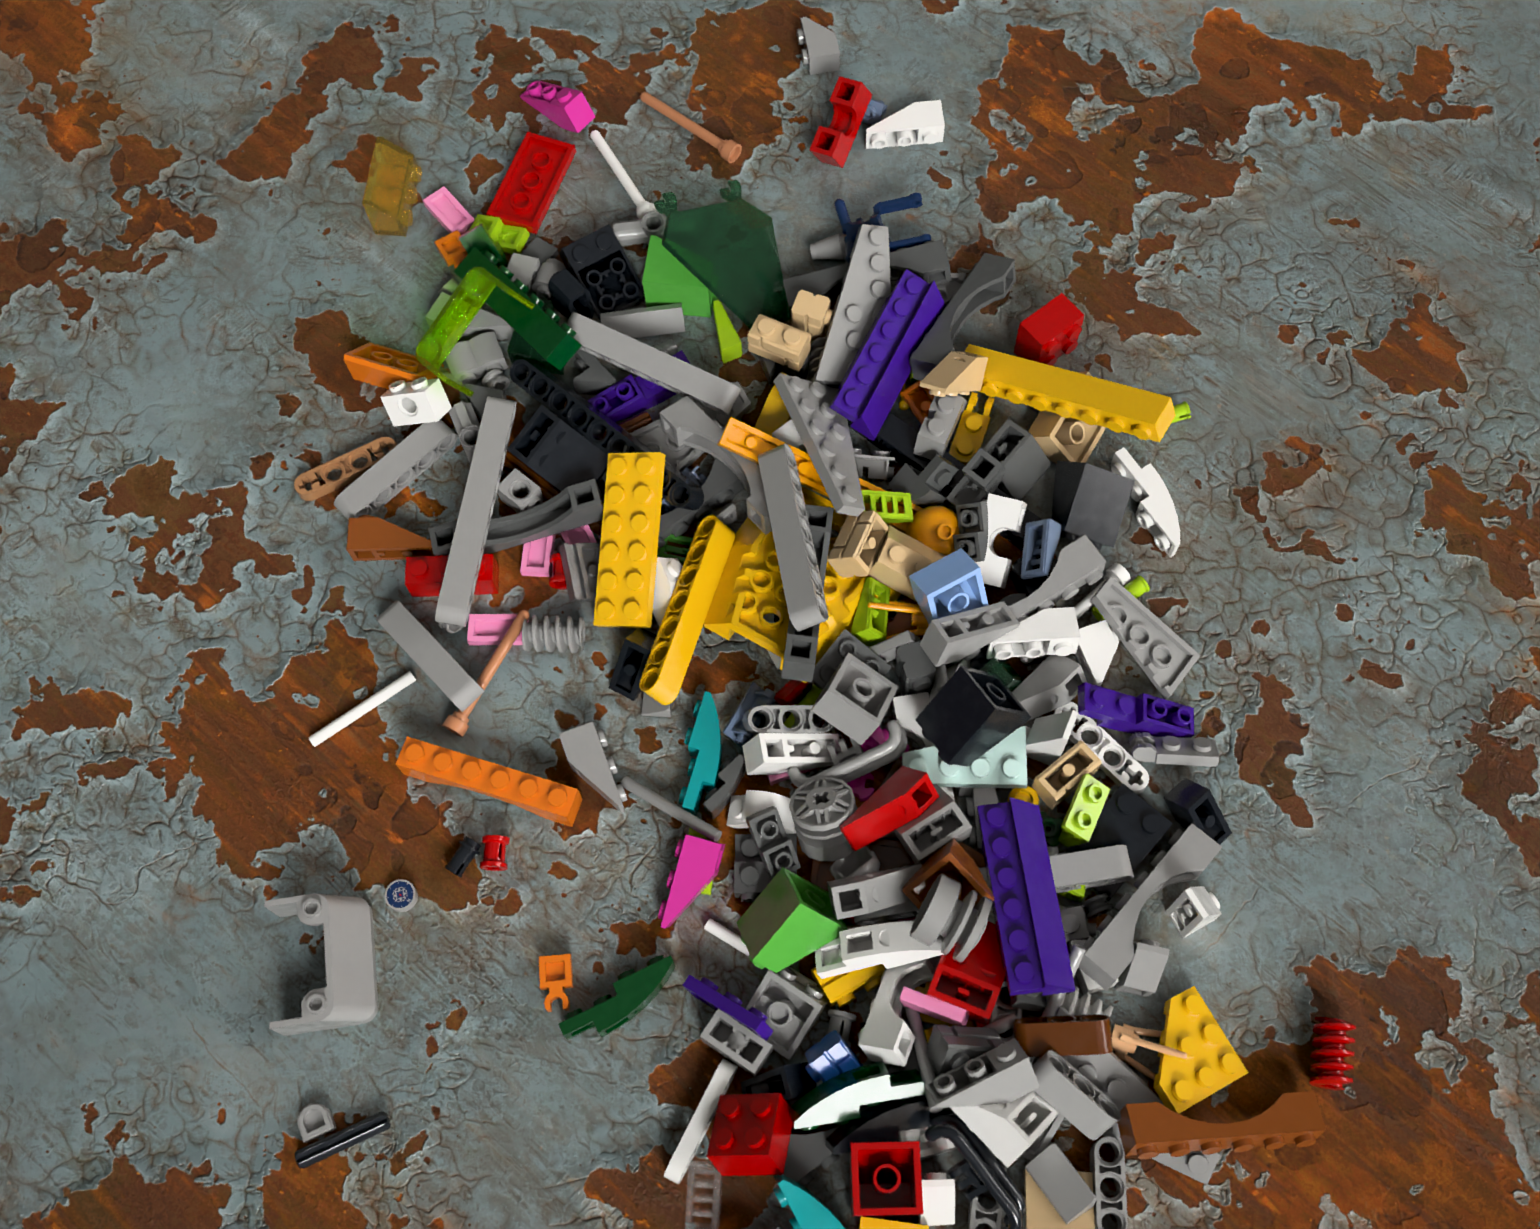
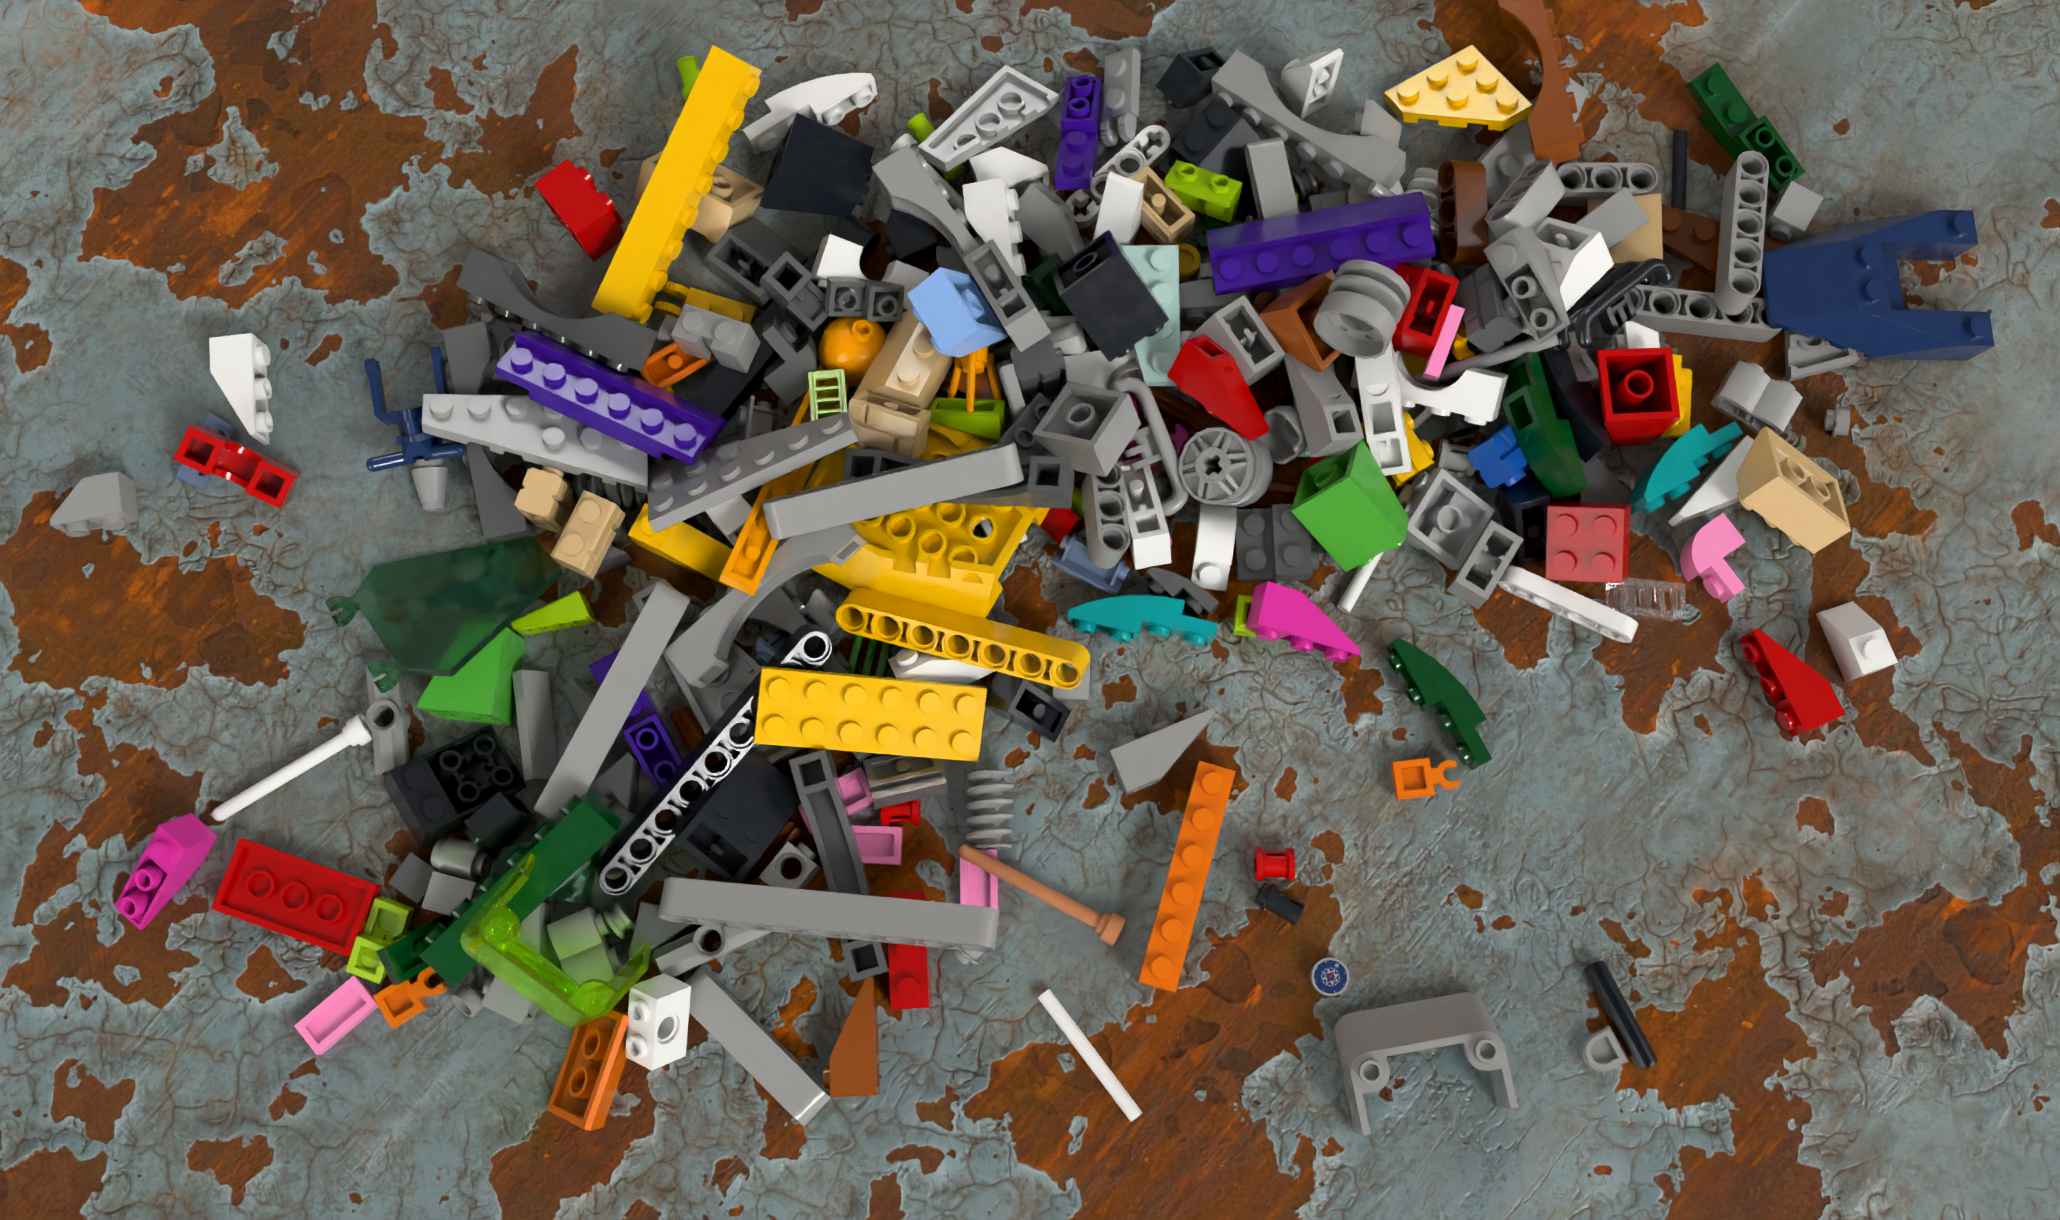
camera: 90 degrees left, 10 degrees up
(343, 463) = (741, 1119): medium nougat beam -> none
(391, 189) = (300, 1096): clear yellow slope -> none
(430, 655) = (1022, 967): light grey beam -> none
(671, 809) = (1214, 652): light grey bar -> none
(728, 149) = (259, 625): nougat piece -> none
(731, 1005) = (1446, 573): dark purple plate -> none
(772, 842) = (1259, 526): dark grey slope -> none
(956, 374) = (652, 309): tan slope -> none
(1037, 534) = (859, 232): sand blue slope -> none
(1126, 1039) = (1452, 152): light nougat plant -> none

